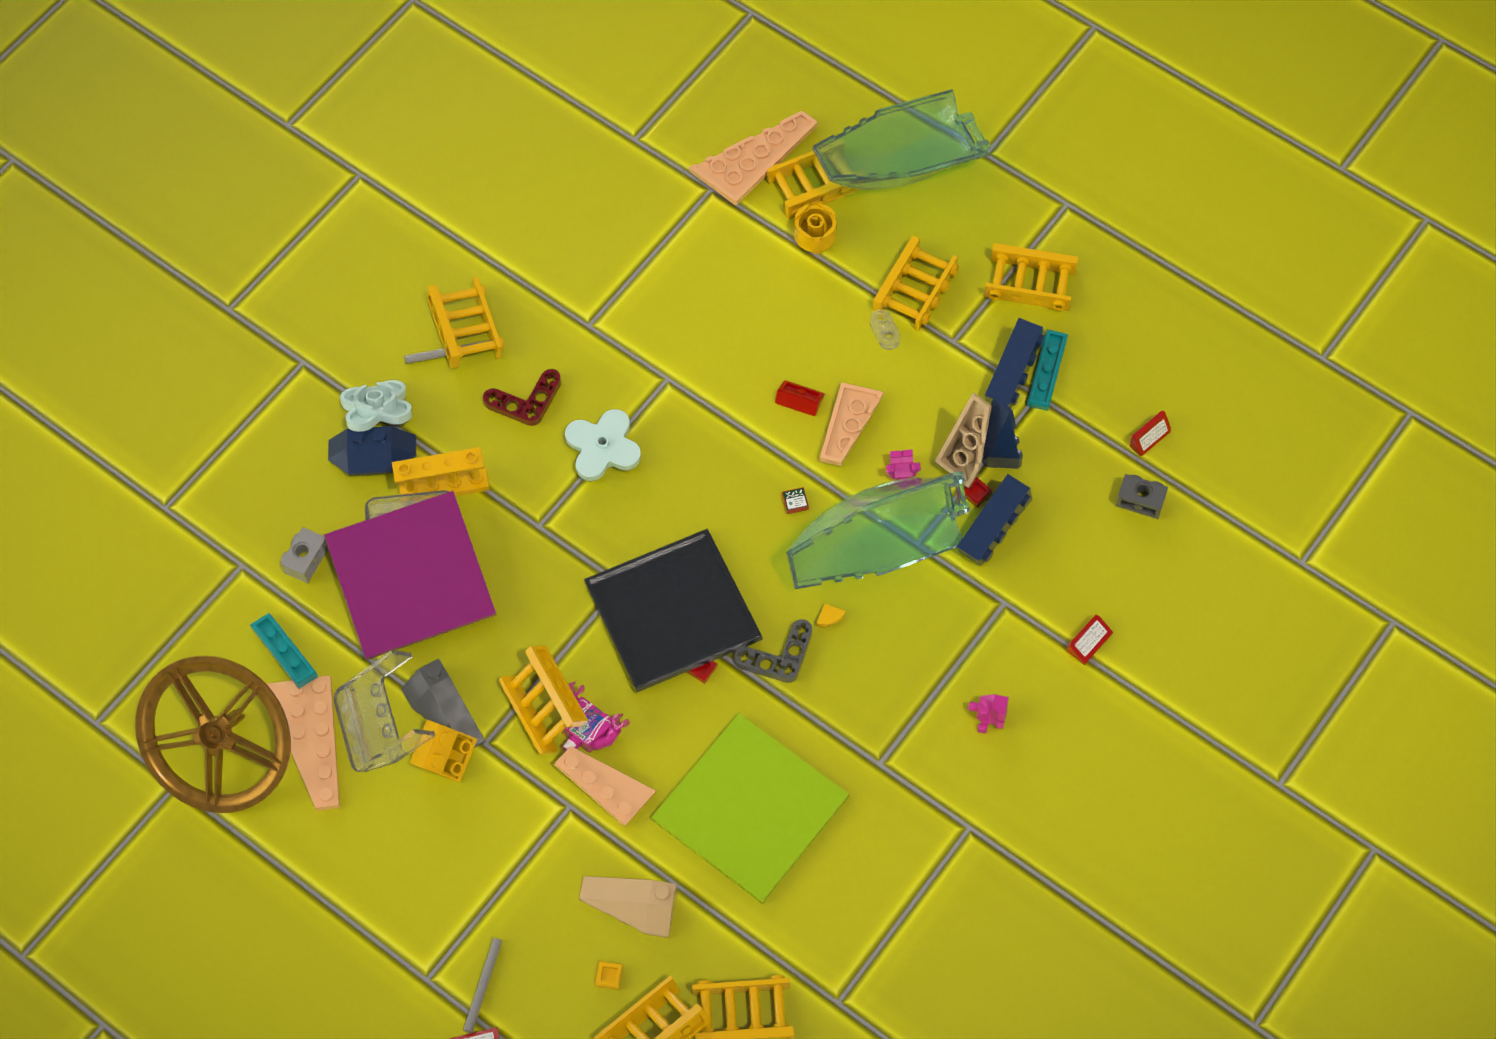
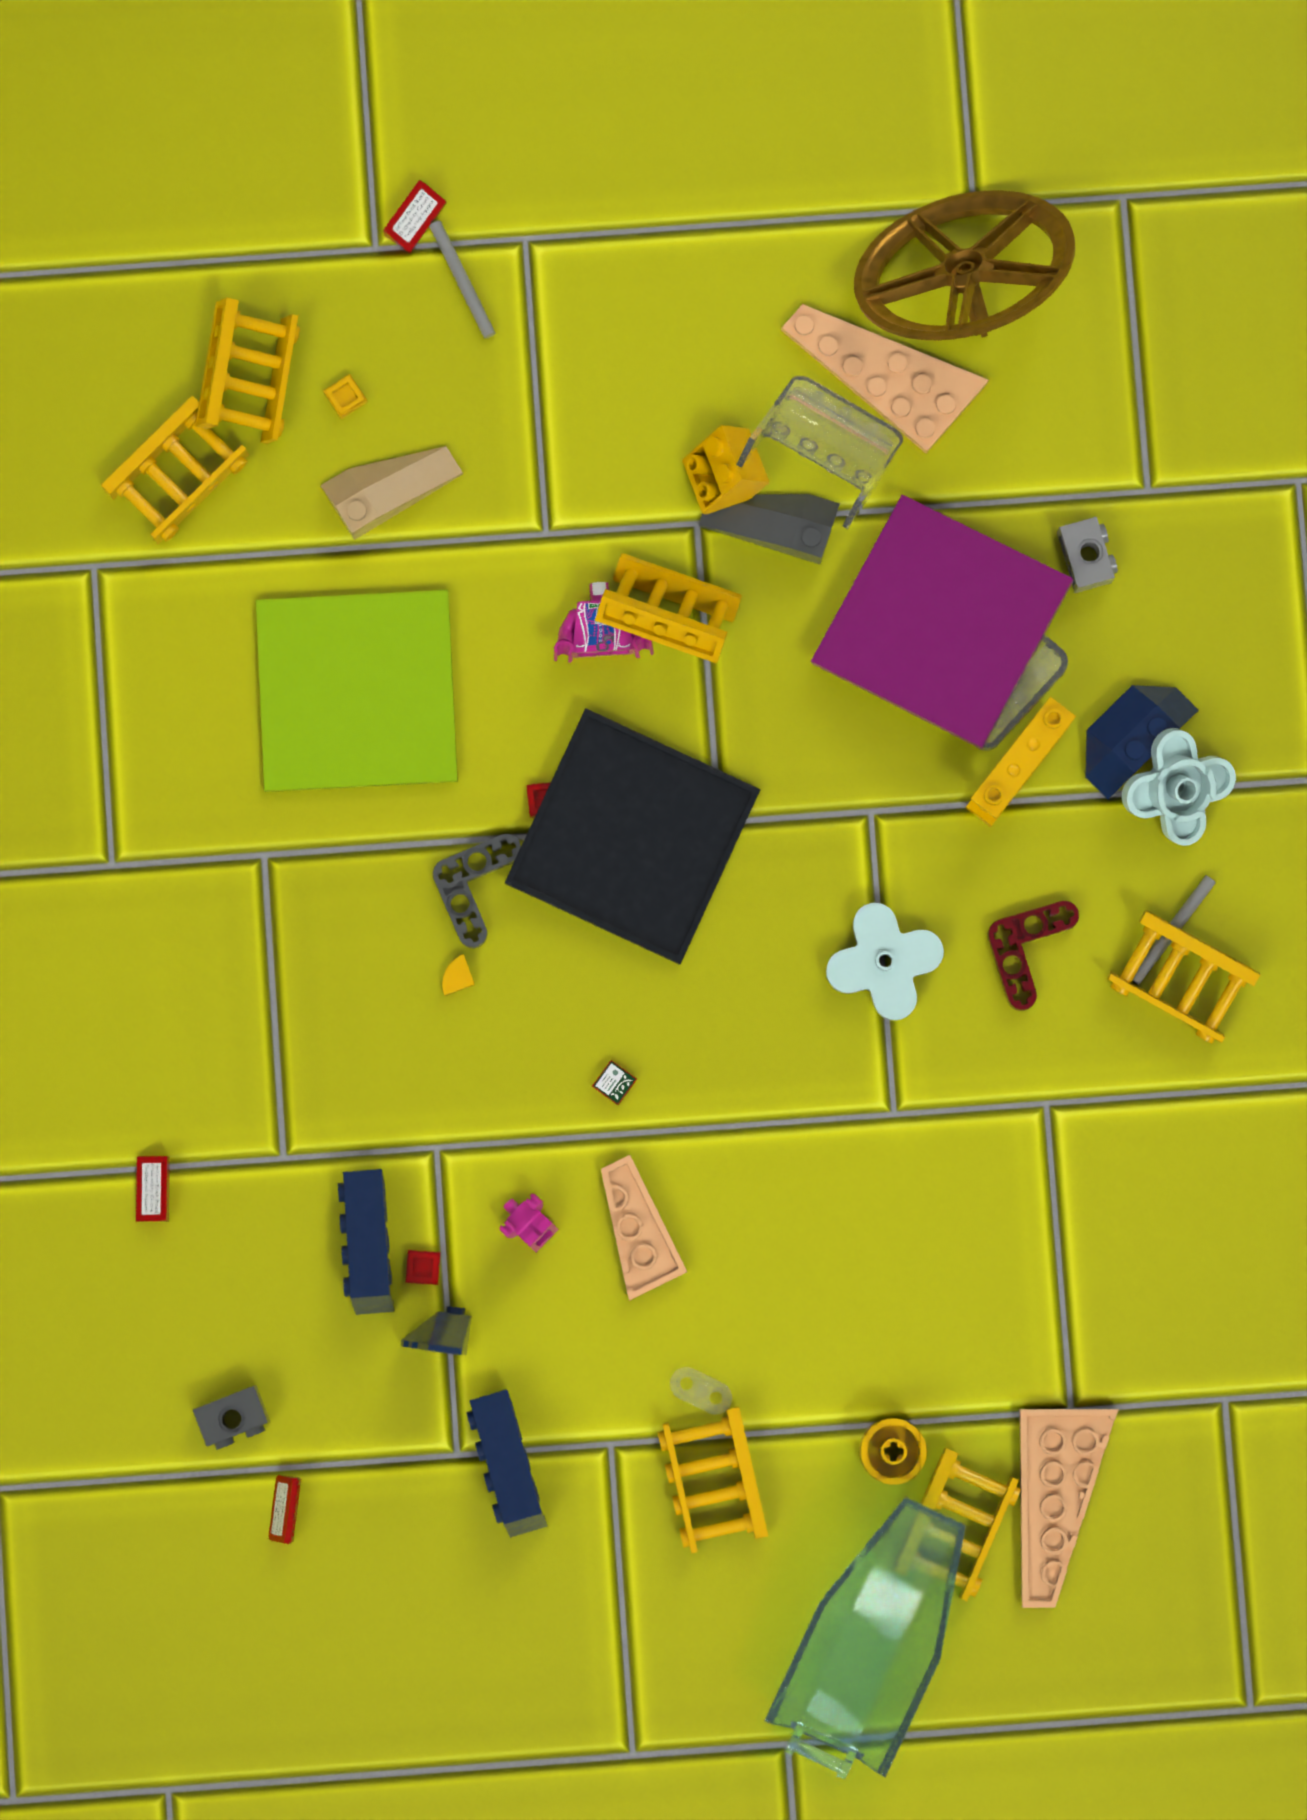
camera: 135 degrees right, 20 degrees up
(284, 650) = (1001, 433): teal tile -> none
(608, 787) = (520, 581): light nougat wing -> none
(799, 398) = (722, 1217): red slope -> none
(880, 530) = (480, 1113): clear light blue windscreen -> none
(966, 441) = (466, 1294): tan wedge -> none
(990, 710) = (192, 1009): dark pink piece -> none
(1036, 259) = (615, 1620): yellow fence -> none
(1047, 370) = (470, 1497): teal tile -> none

